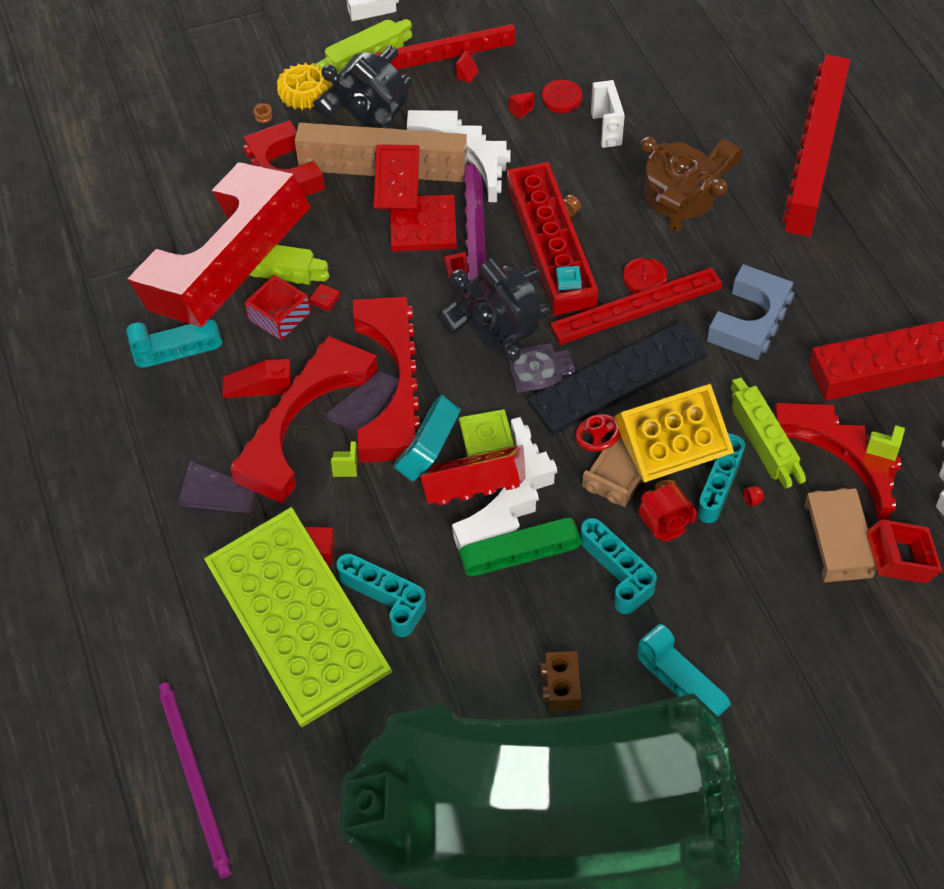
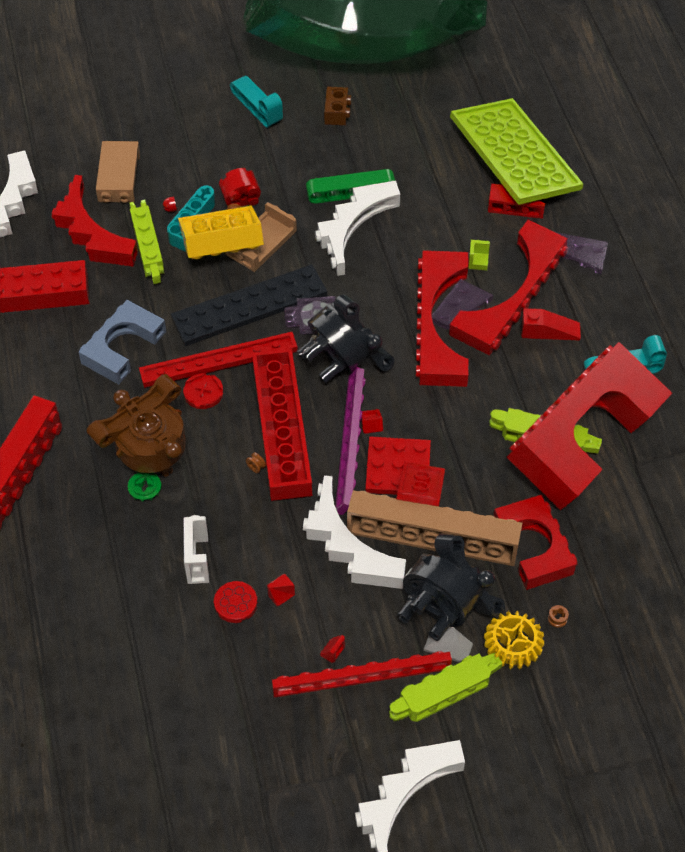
camera: 175 degrees left, 0 degrees up
(195, 782) = (581, 83): magenta piece -> none
(277, 307) = (535, 385): red container -> none
(324, 297) = (493, 399): red tile -> none
(354, 573) = (452, 169): teal beam -> none
(428, 440) = (408, 256): teal beam -> none
(474, 475) = (378, 224): red slope -> none
(485, 432) = (365, 267): lime plate -> none
(568, 278) = (275, 361): teal tile -> none
(596, 540) = (274, 160): teal beam -> none
(598, 428) = (280, 251): red piece -> none
(885, 445) = (61, 208): lime panel -> none
(886, 555) = (88, 134): red window -> none

